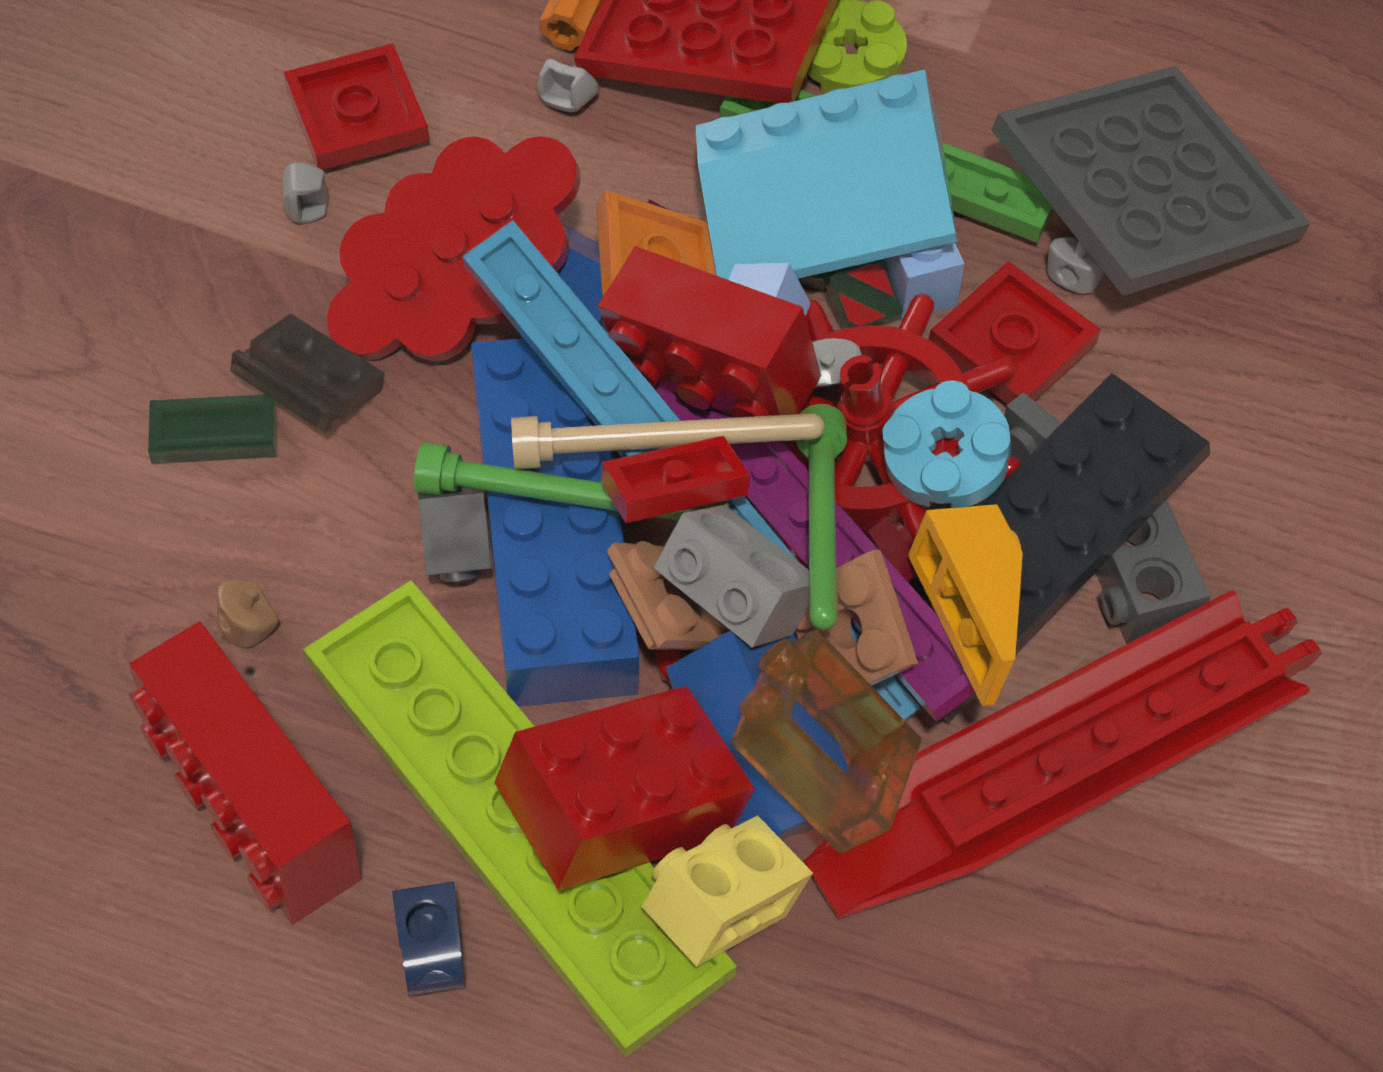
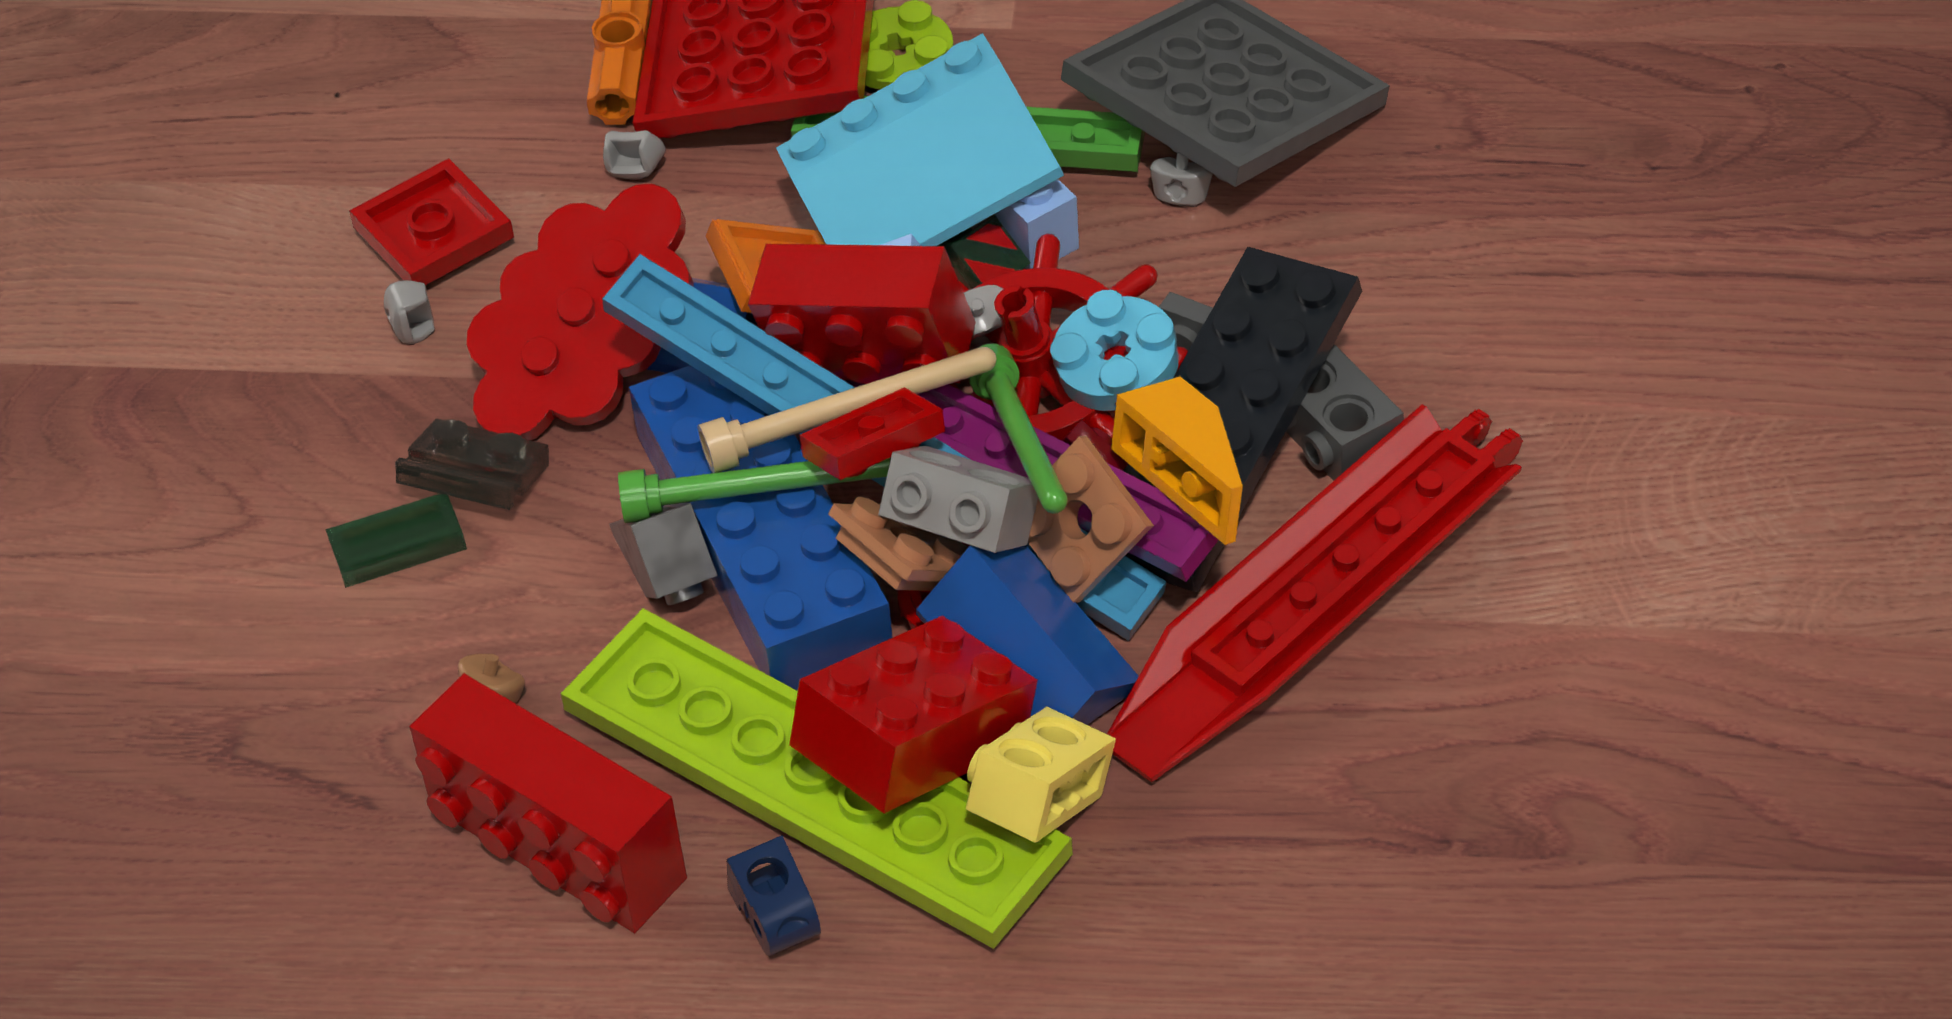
camera: 10 degrees left, 10 degrees down
(882, 744) = (1091, 616): clear orange window -> none
(1020, 321) = (1145, 232): red plate -> none

